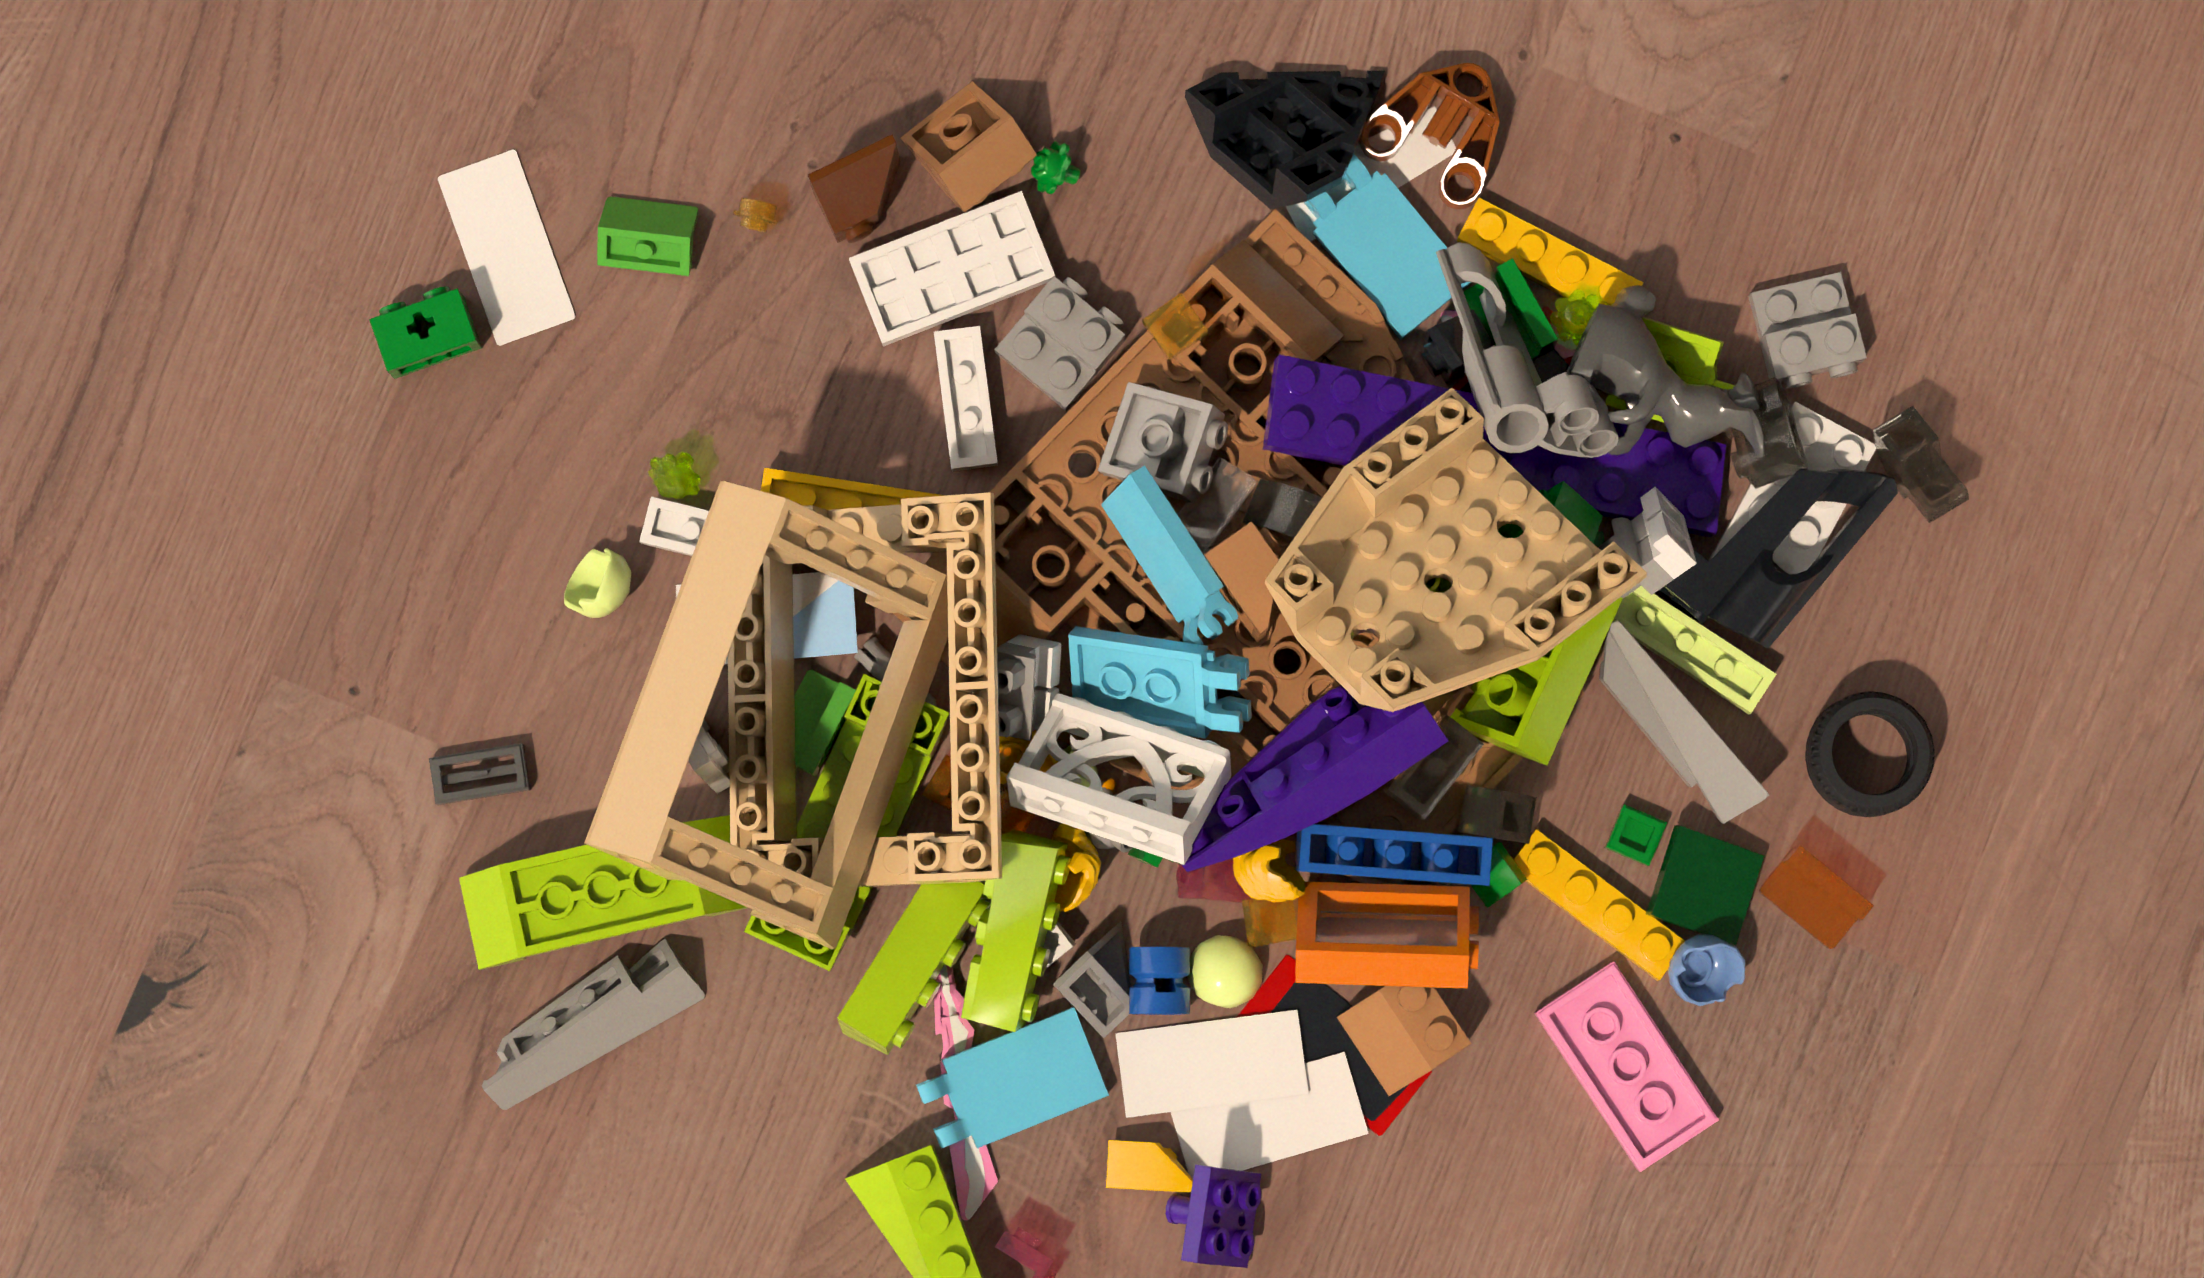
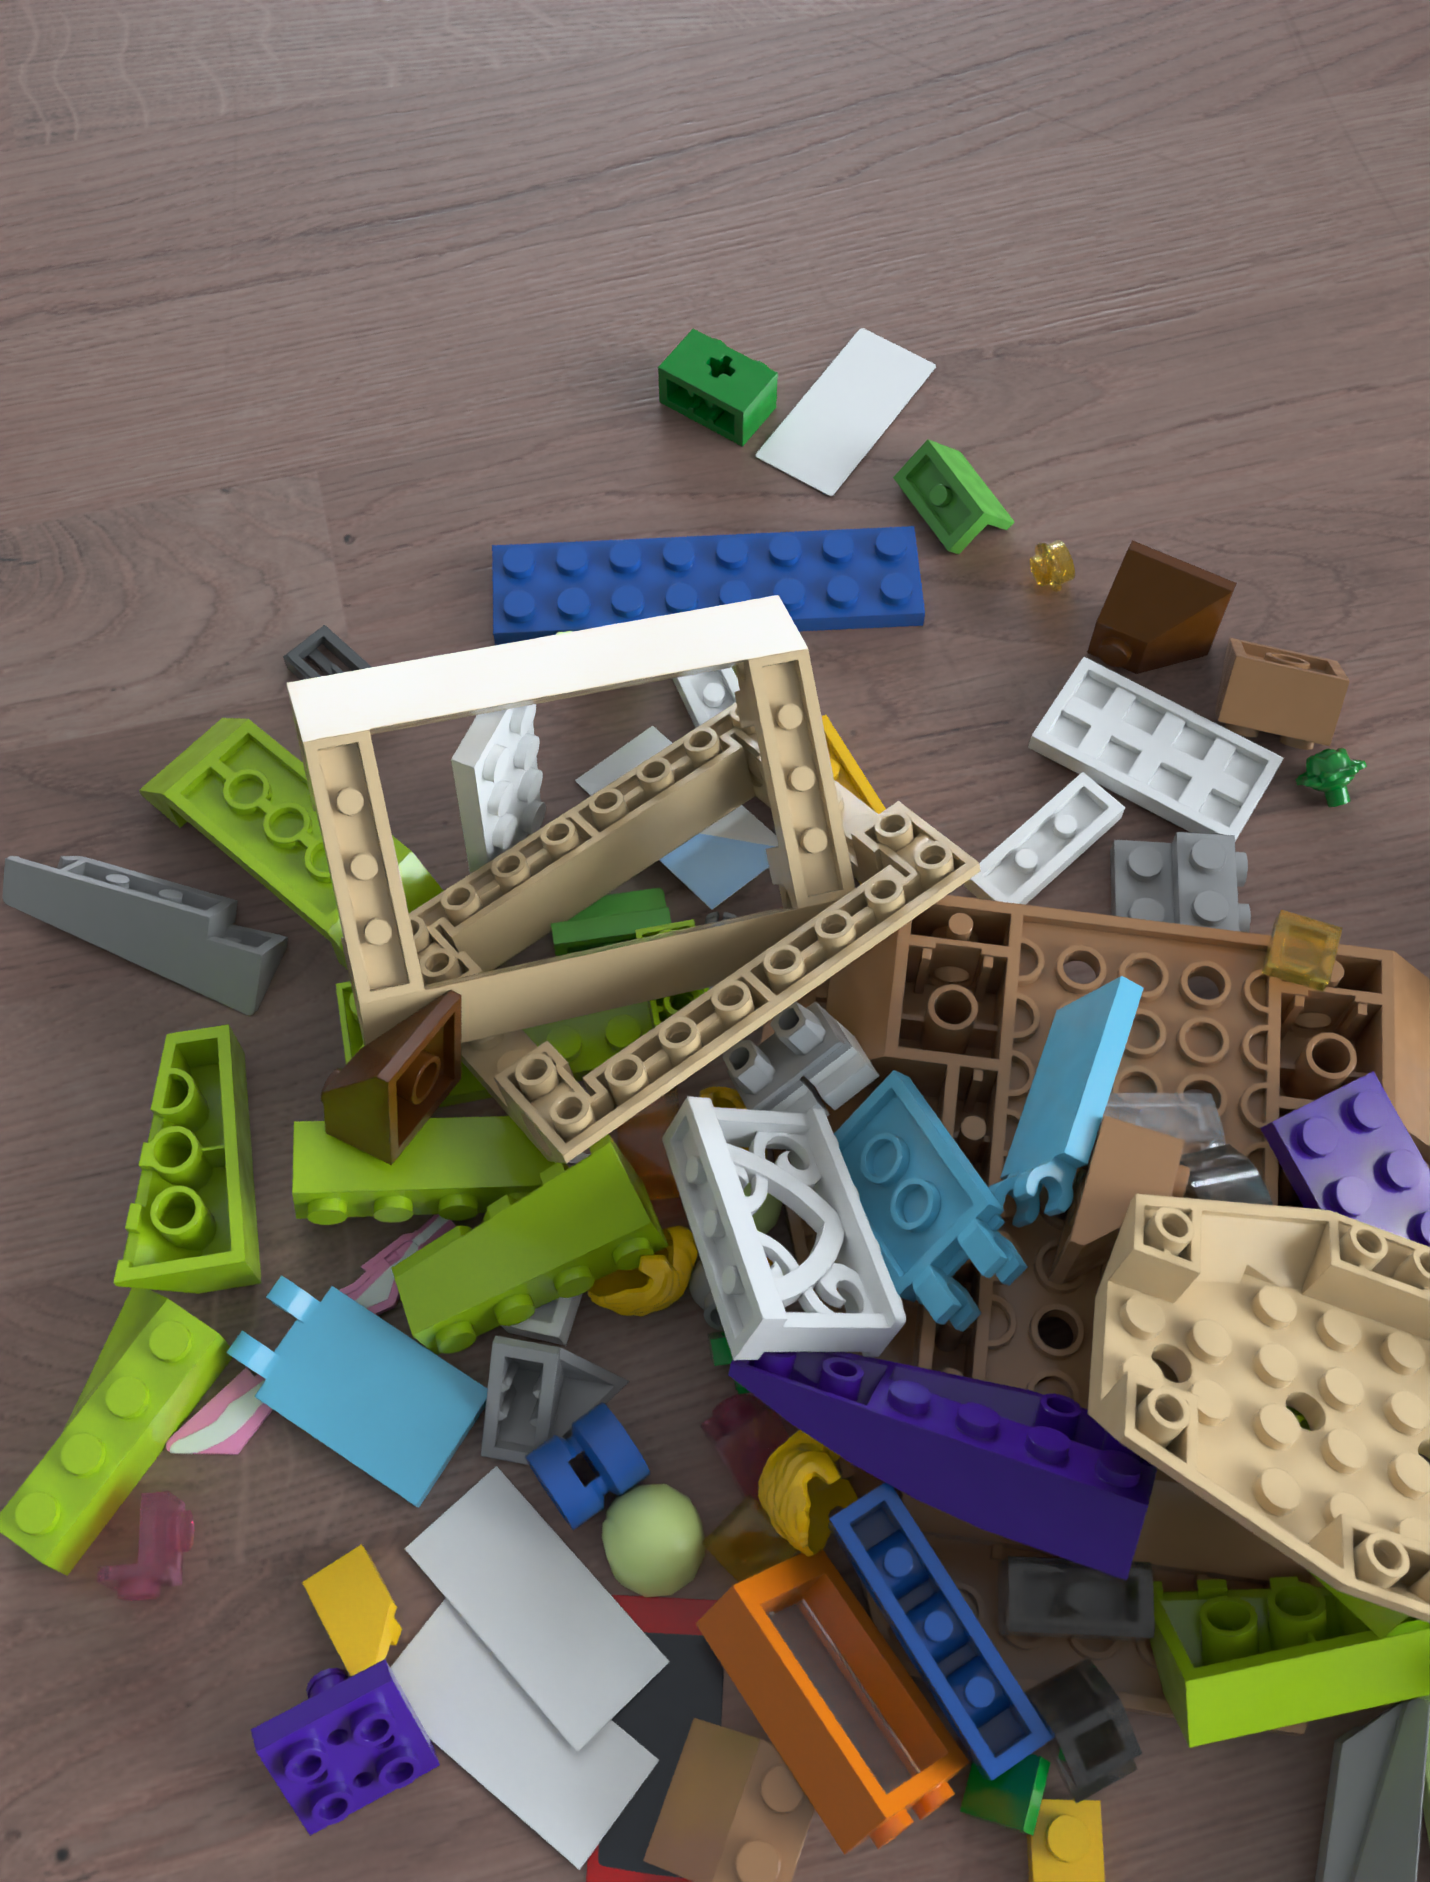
camera: 55 degrees right, 20 degrees down
(589, 466) = (820, 576): none -> blue plate
(818, 1104) = (196, 1184): none -> lime wedge
(862, 944) = (396, 1081): none -> reddish brown slope
(1168, 437) = (1186, 1023): light grey plate -> none

